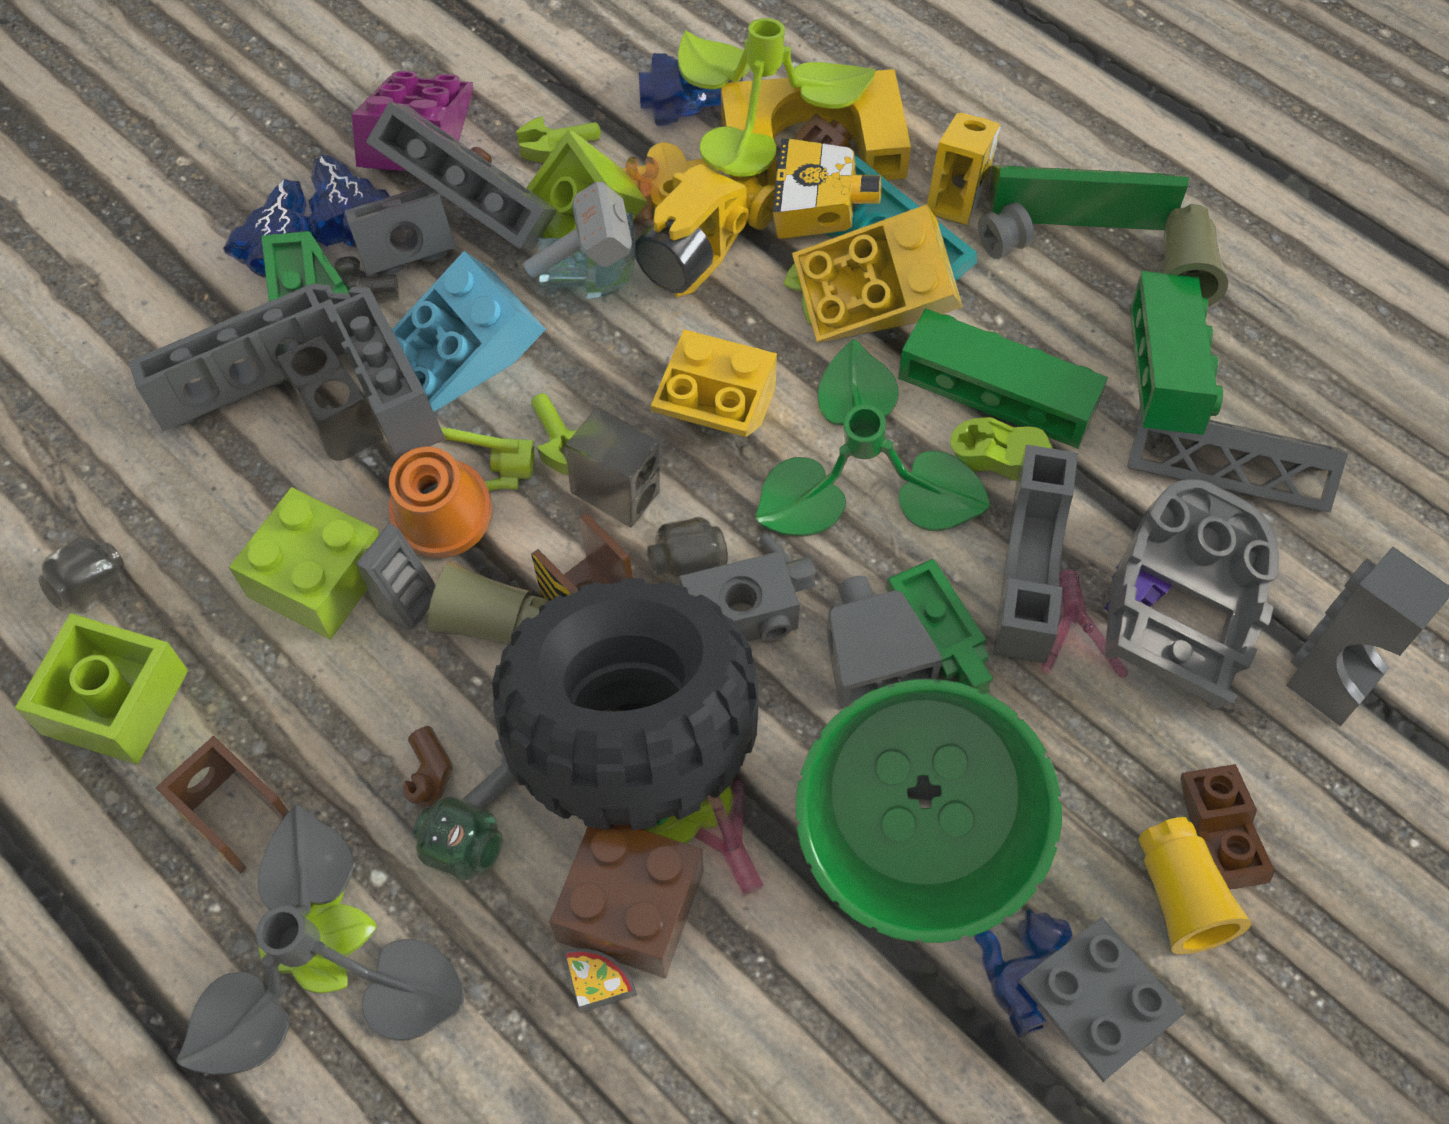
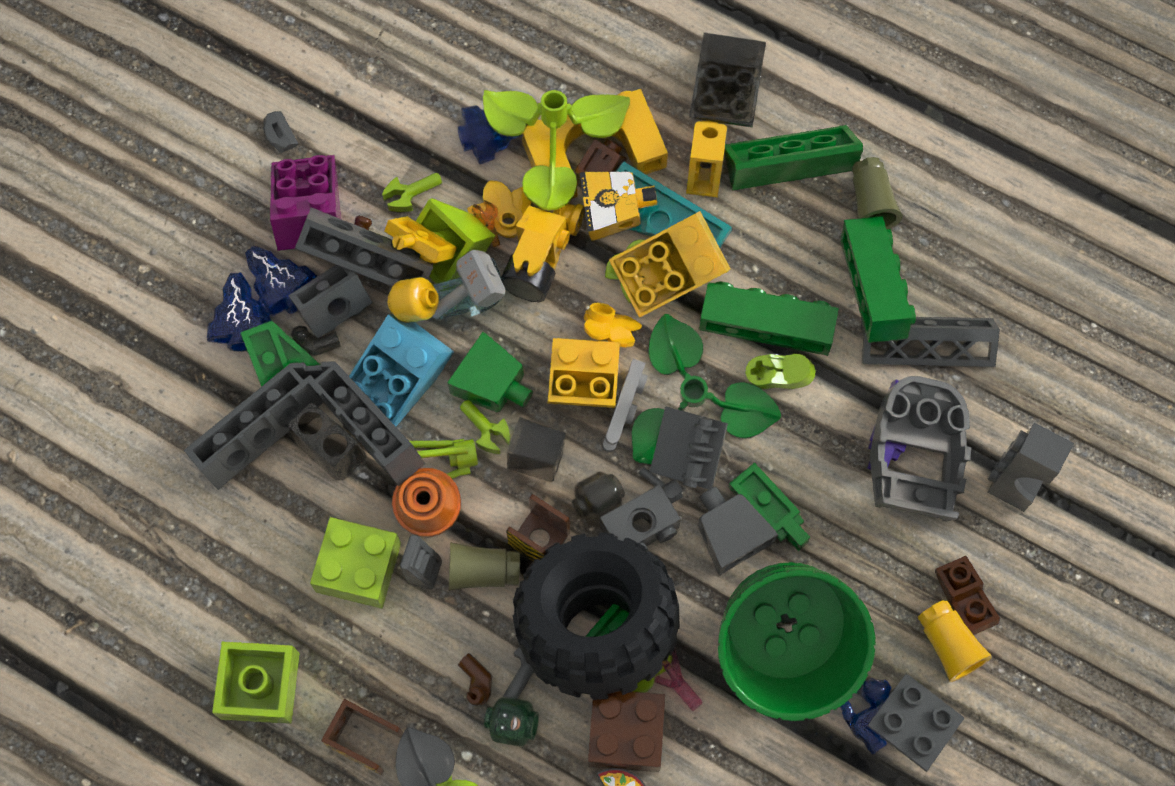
camera: 15 degrees left, 10 degrees up
(81, 575) = (207, 607): clear smoke head -> none
(412, 45) = (279, 132): none -> dark grey piece
(504, 239) = (413, 300): none -> yellow head
(536, 174) = (413, 235): none -> yellow plate
(582, 368) = (489, 377): none -> green torso
(761, 445) = (624, 408): none -> light grey hinge
(765, 332) = (605, 324): none -> yellow plate
(839, 512) = (688, 448): none -> dark grey hinge
(1006, 230) = (746, 201): dark grey wheel -> none
(1018, 79) = (727, 80): none -> clear smoke slope
(1032, 565) = (815, 429): dark grey arch -> none
(1076, 612) = (850, 476): clear pink plant -> none

